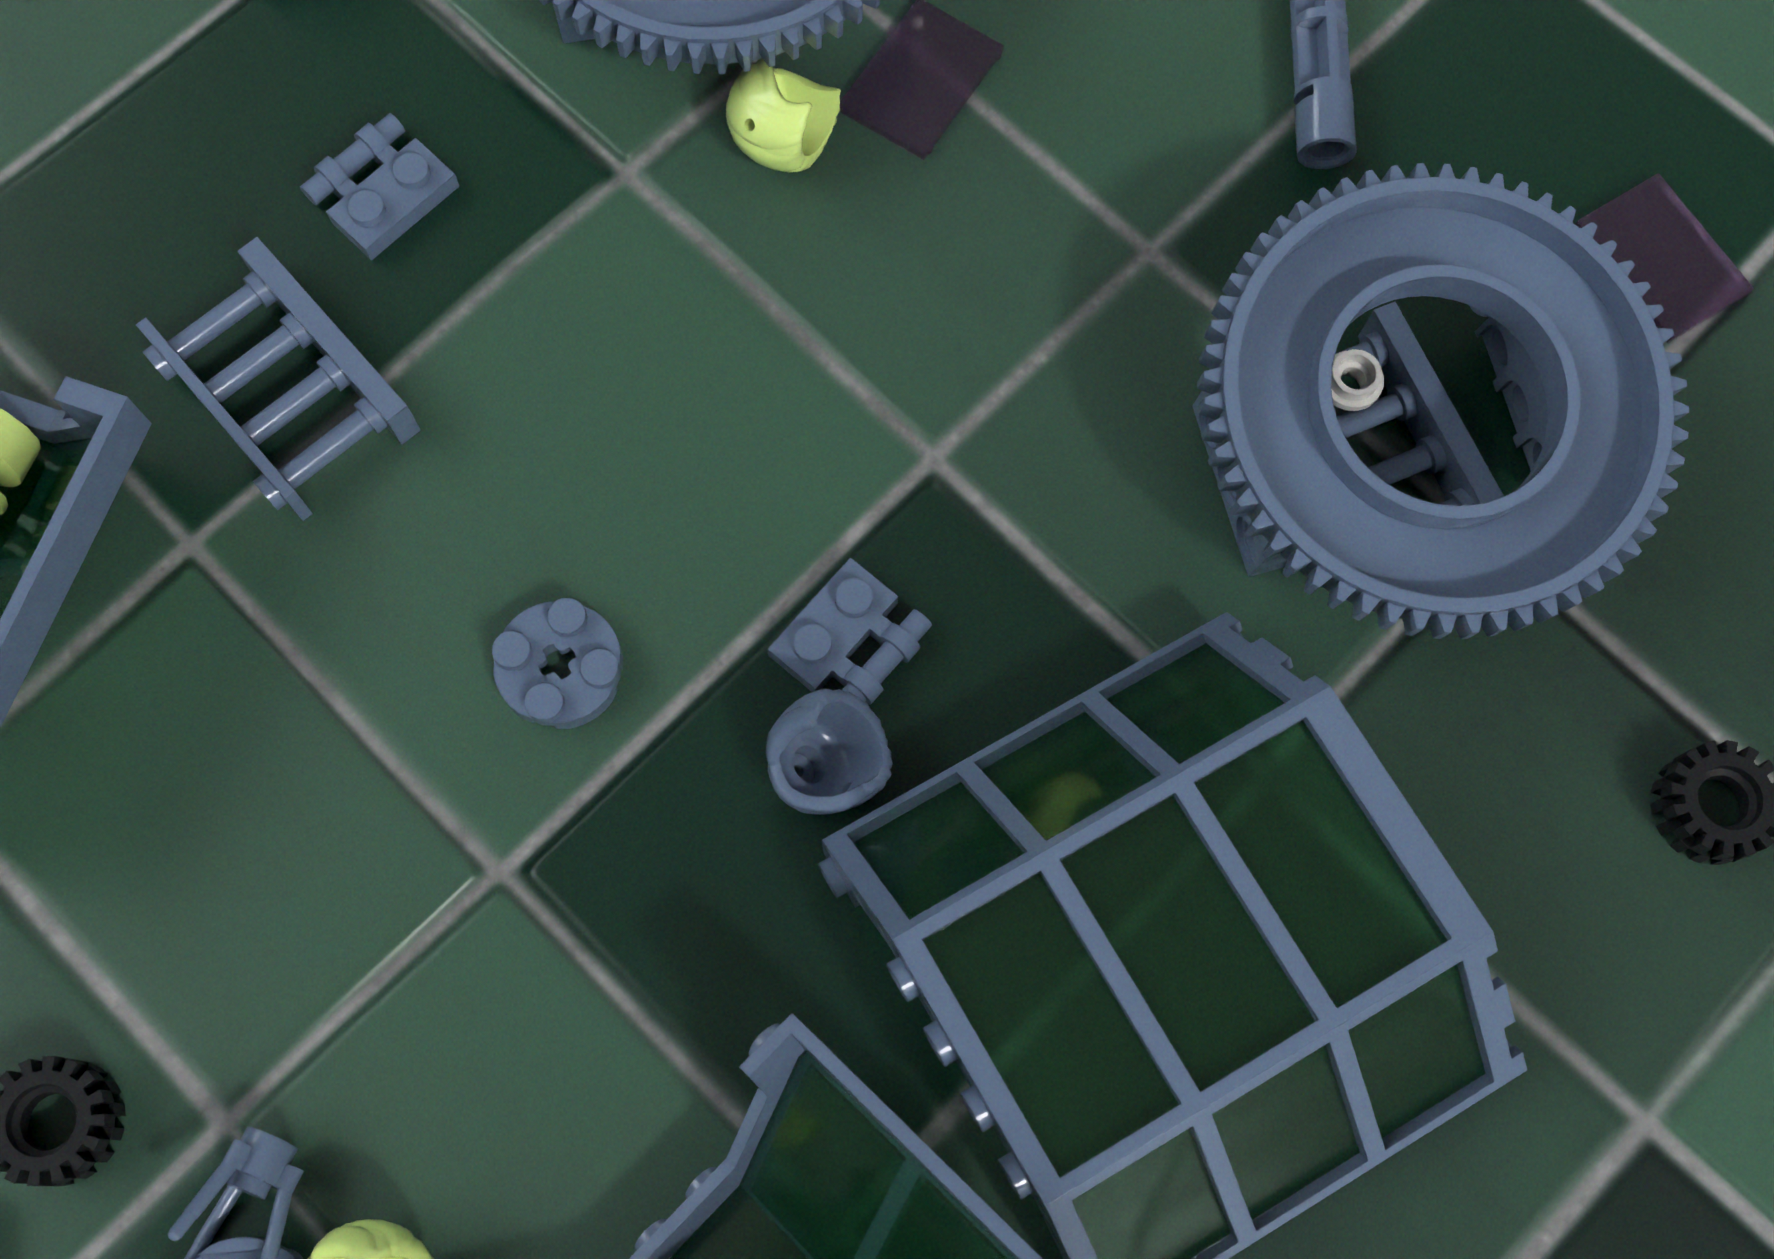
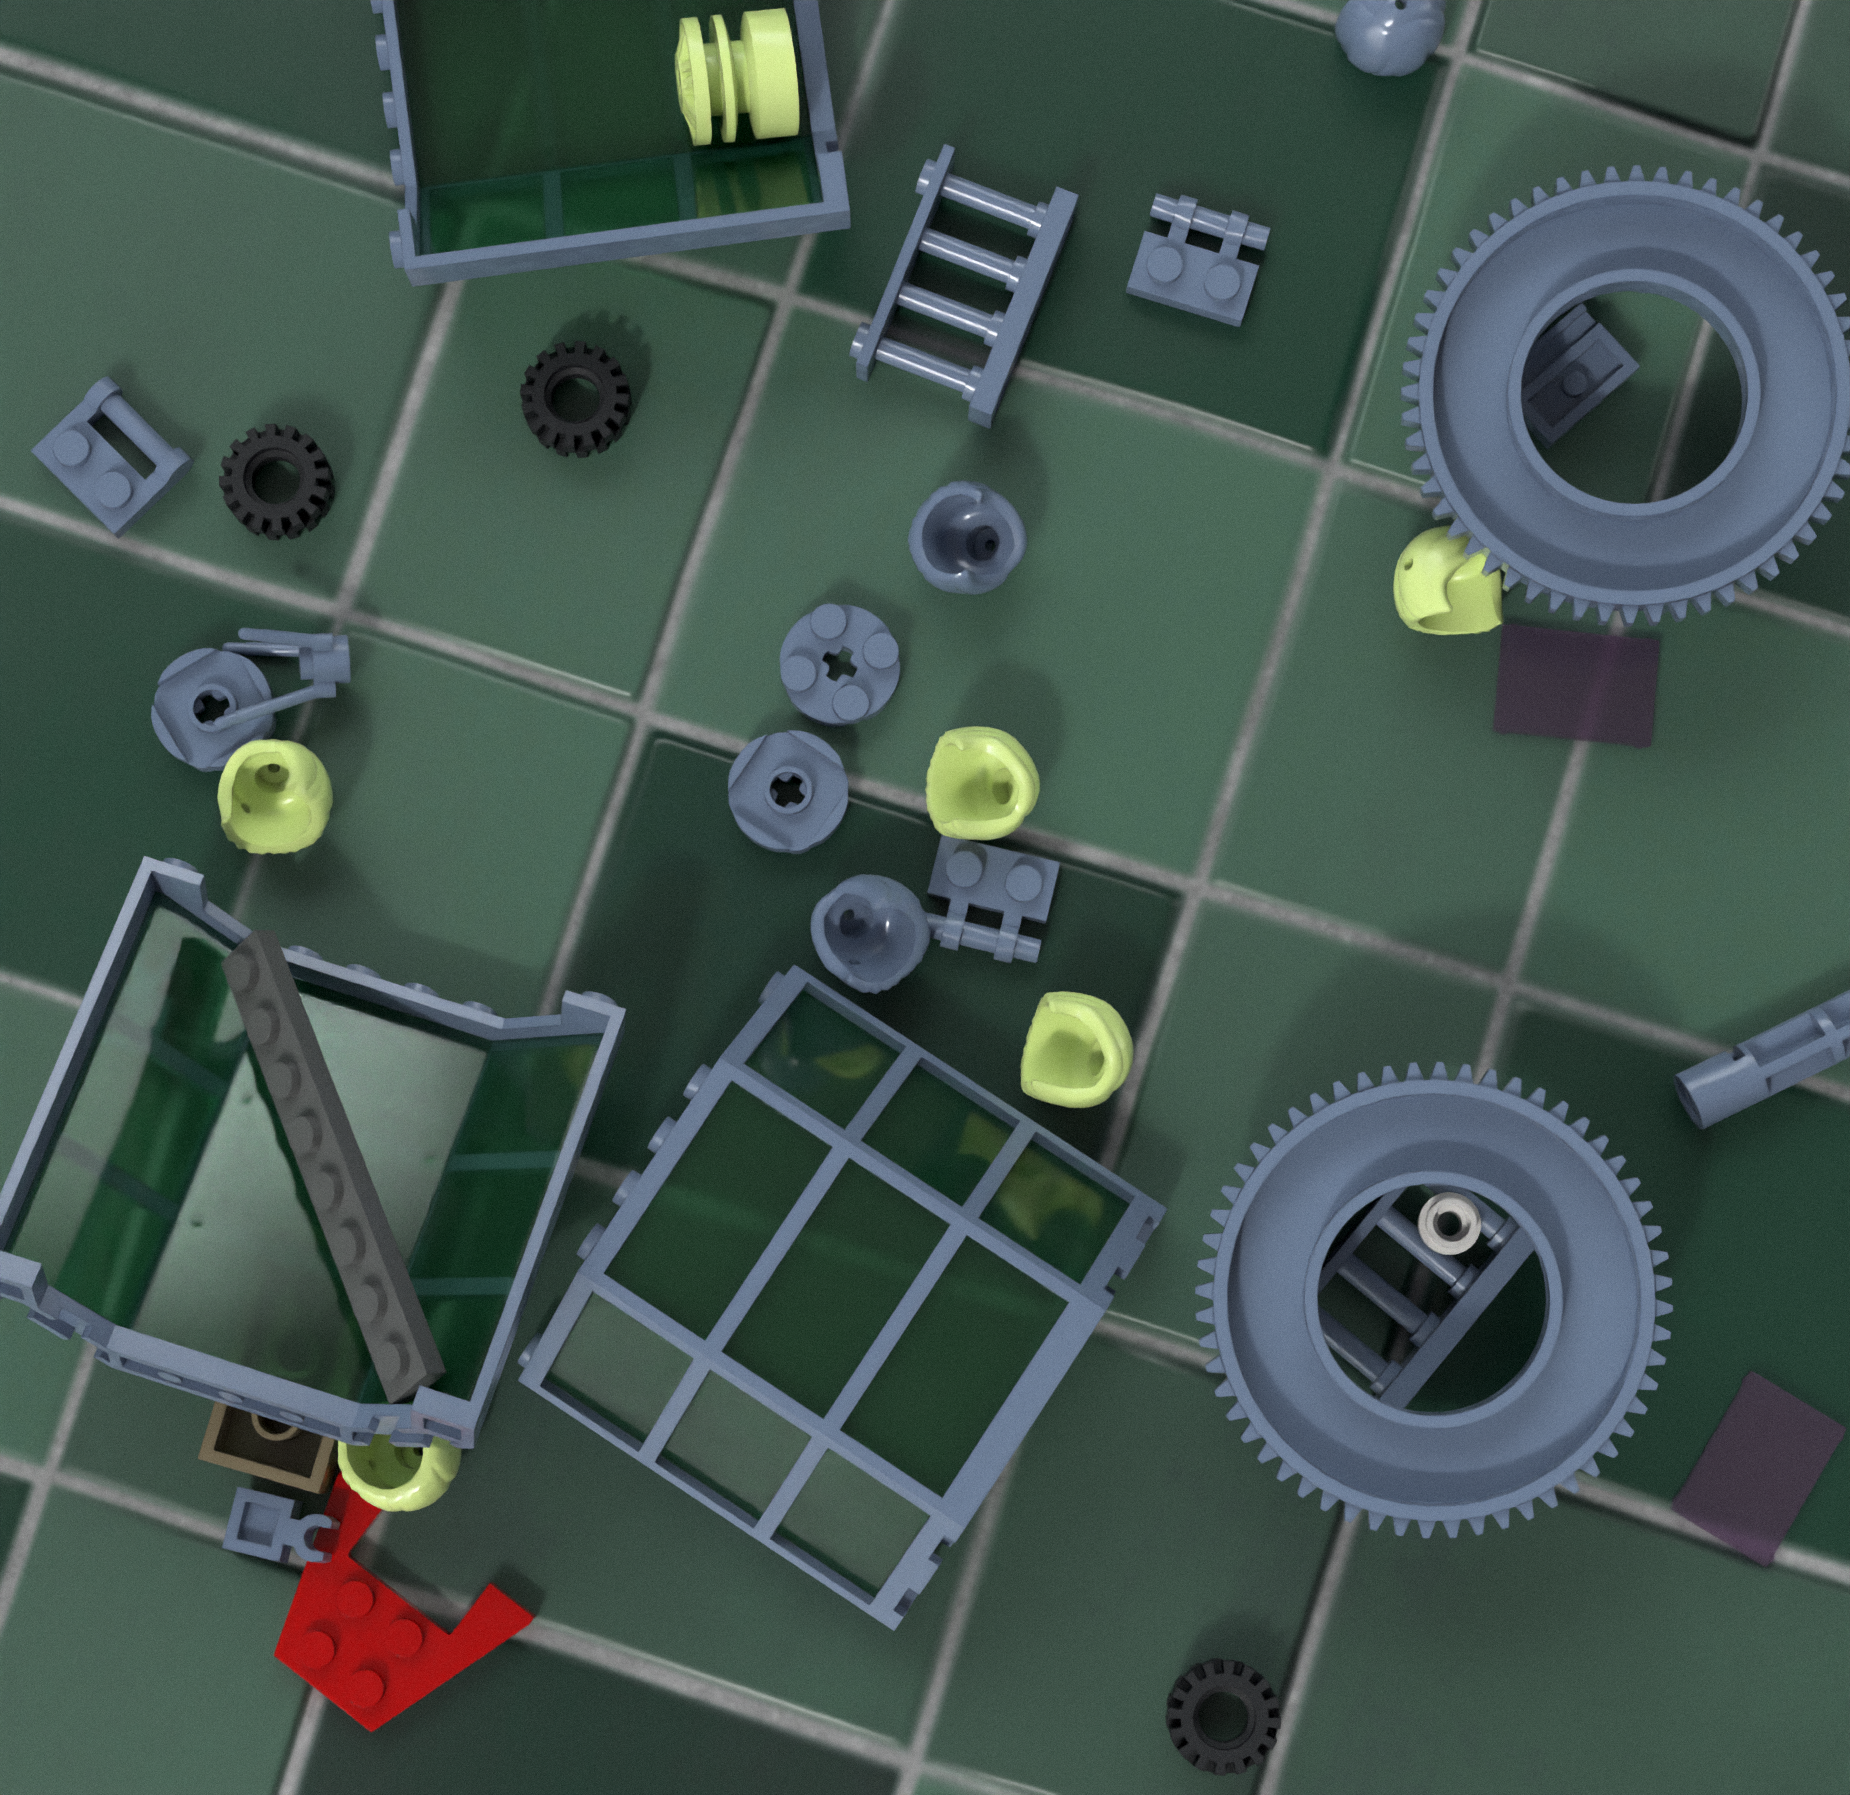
camera: 65 degrees right, 10 degrees up
(130, 756) = (569, 364): none -> black tyre
(490, 472) = (946, 532): none -> sand blue piece
(614, 760) = (781, 757): none -> sand blue plate
(741, 585) = (980, 784): none -> yellowish green piece
(1036, 624) = (1075, 1051): none -> yellowish green piece

